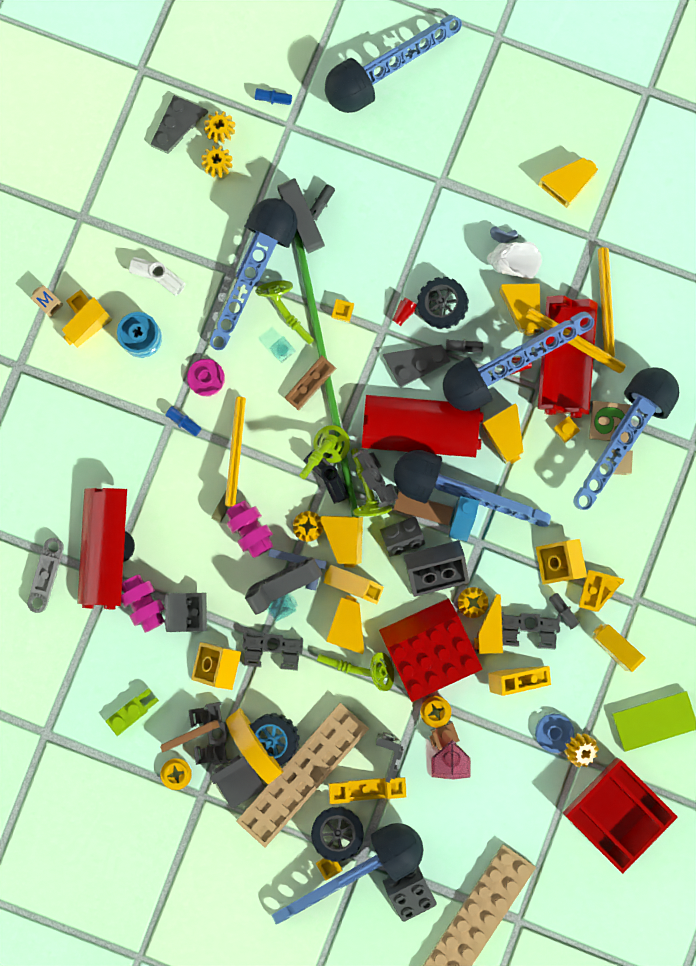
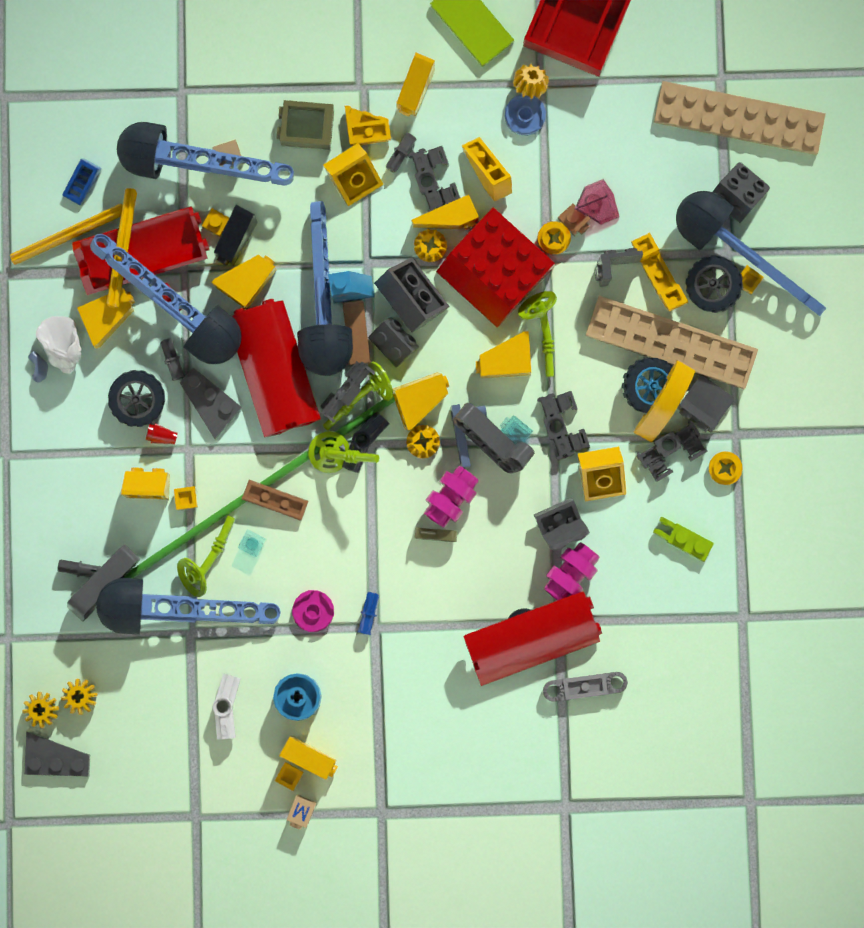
camera: 115 degrees left, 0 degrees up
(189, 736) = (679, 466): medium nougat tile -> none
(235, 451) = (377, 545): yellow axle -> none
(353, 584) = (462, 370): yellow slope -> none
(366, 282) = (146, 484): none -> yellow slope
(547, 439) = (235, 235): none -> black slope
(604, 553) = (324, 143): none -> olive window
(605, 420) = (189, 185): tan tile -> none
(652, 347) = (75, 178): none -> blue slope

